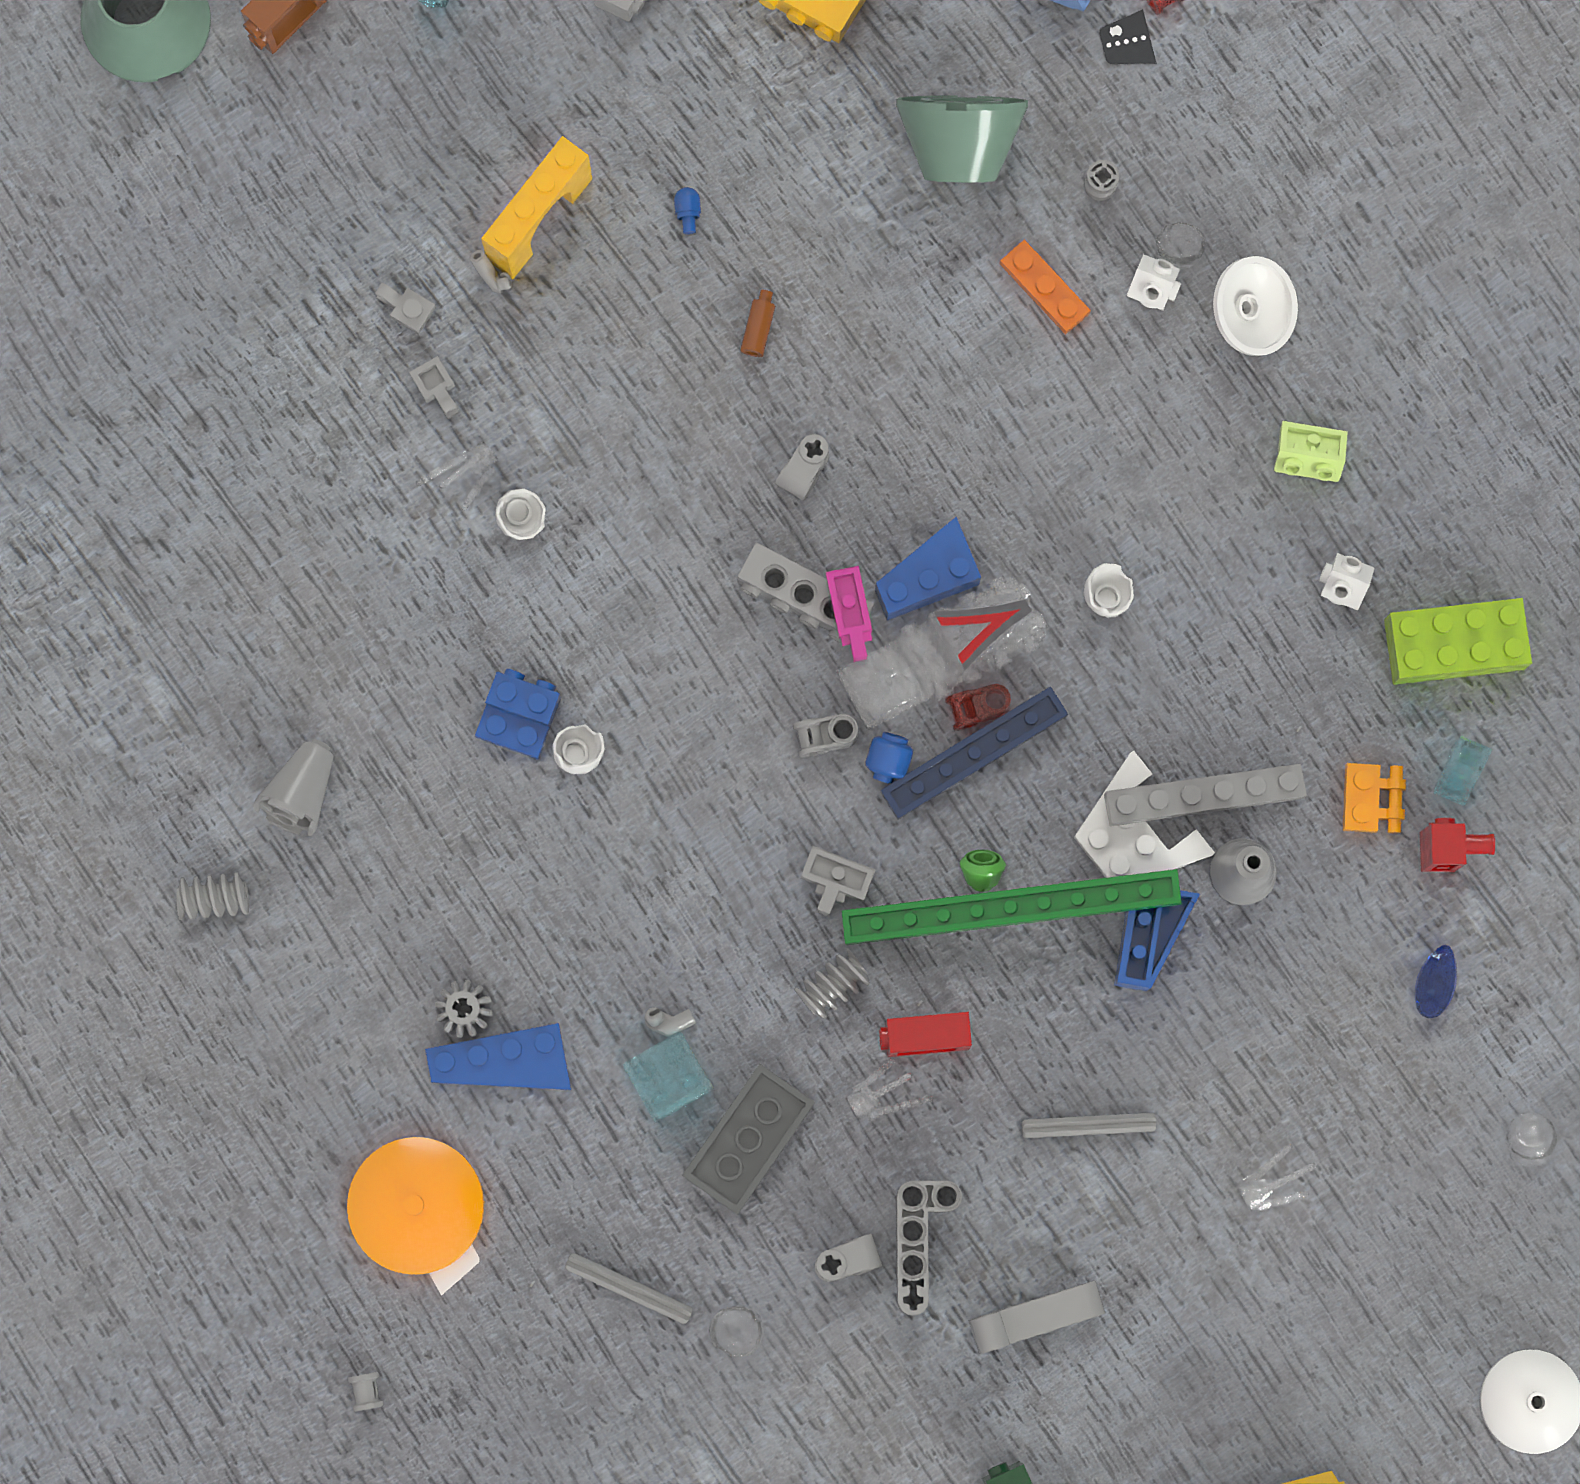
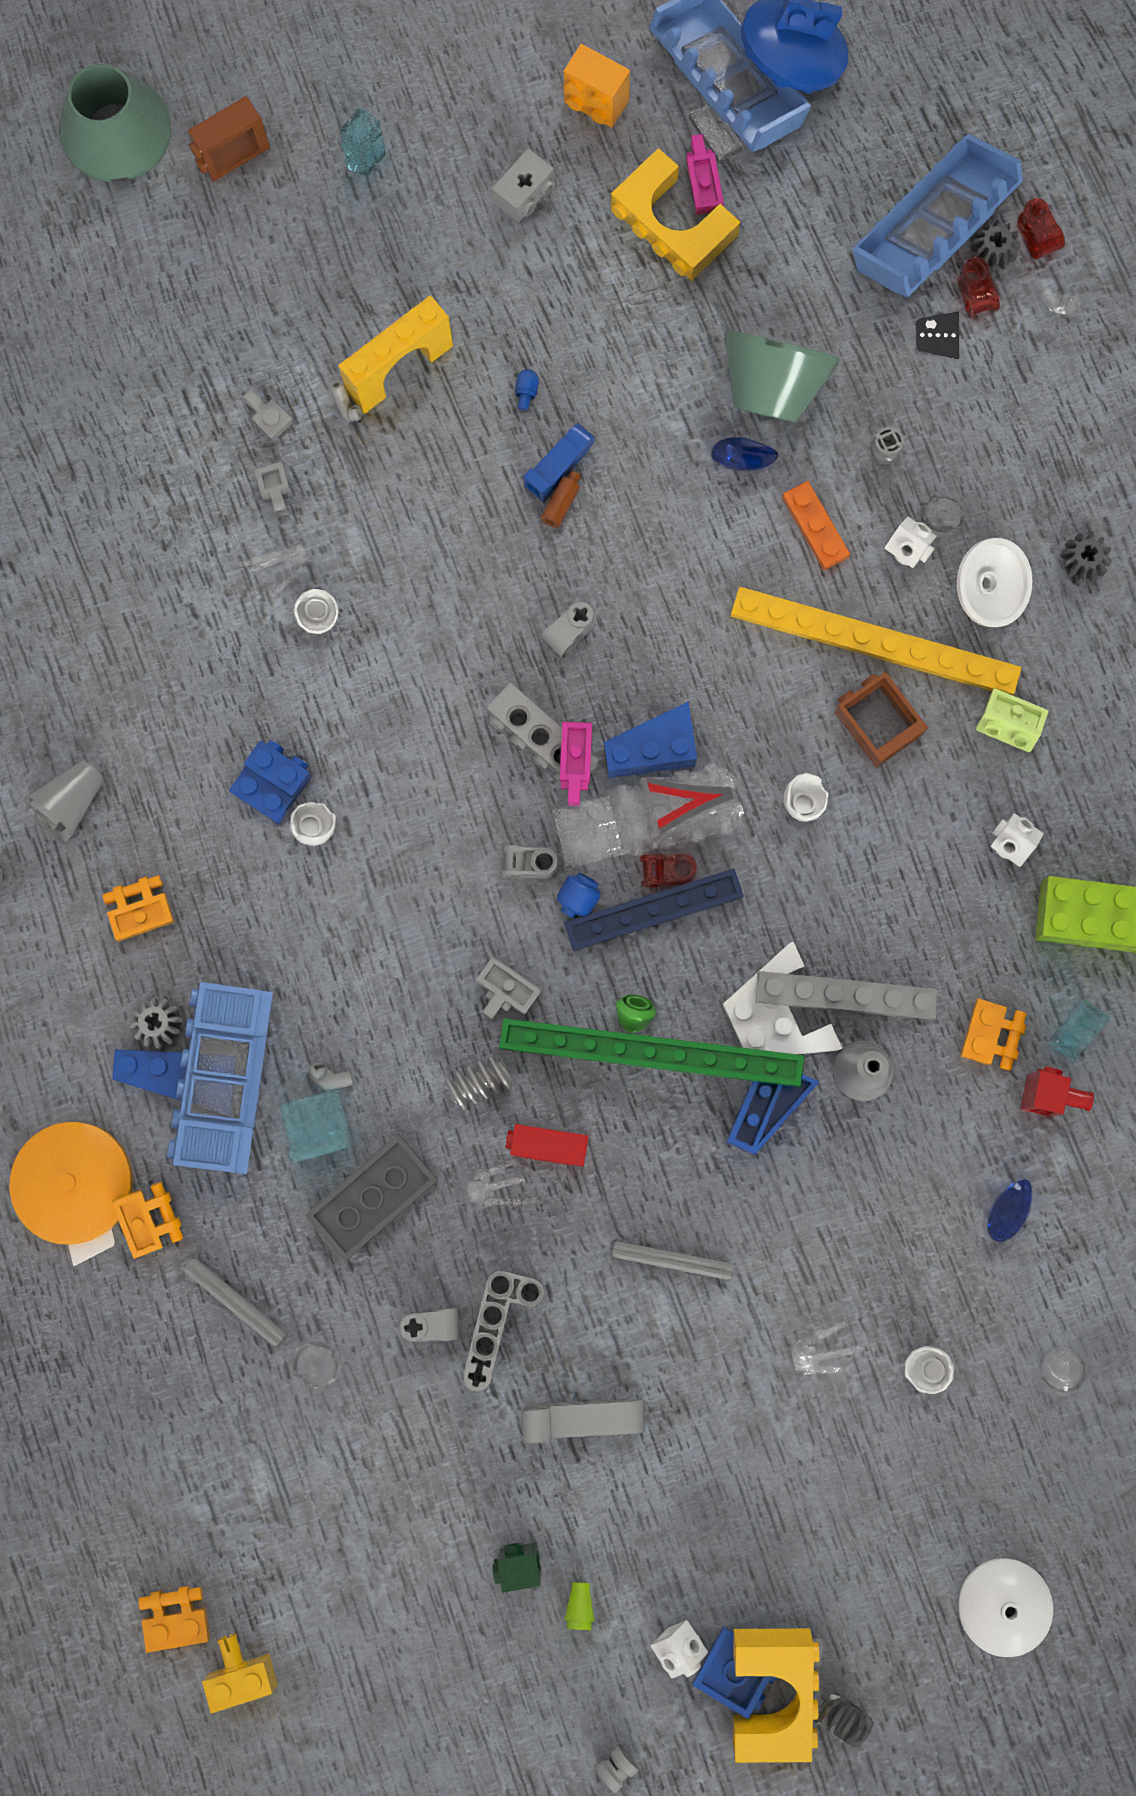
camera: 20 degrees right, 0 degrees up
(414, 897) = (142, 915): none -> light orange plate
(502, 1228) = (138, 1224): none -> light orange plate
(551, 1050) = (220, 1078): none -> medium blue window
(744, 284) = (558, 462): none -> blue leg
(946, 226) = (743, 454): none -> clear blue arm
(1140, 400) = (875, 641): none -> yellow plate
(1186, 463) = (915, 724): none -> dark orange window
(1344, 265) = (1089, 548): none -> dark grey gear
(1391, 1171) = (929, 1369): none -> white hair

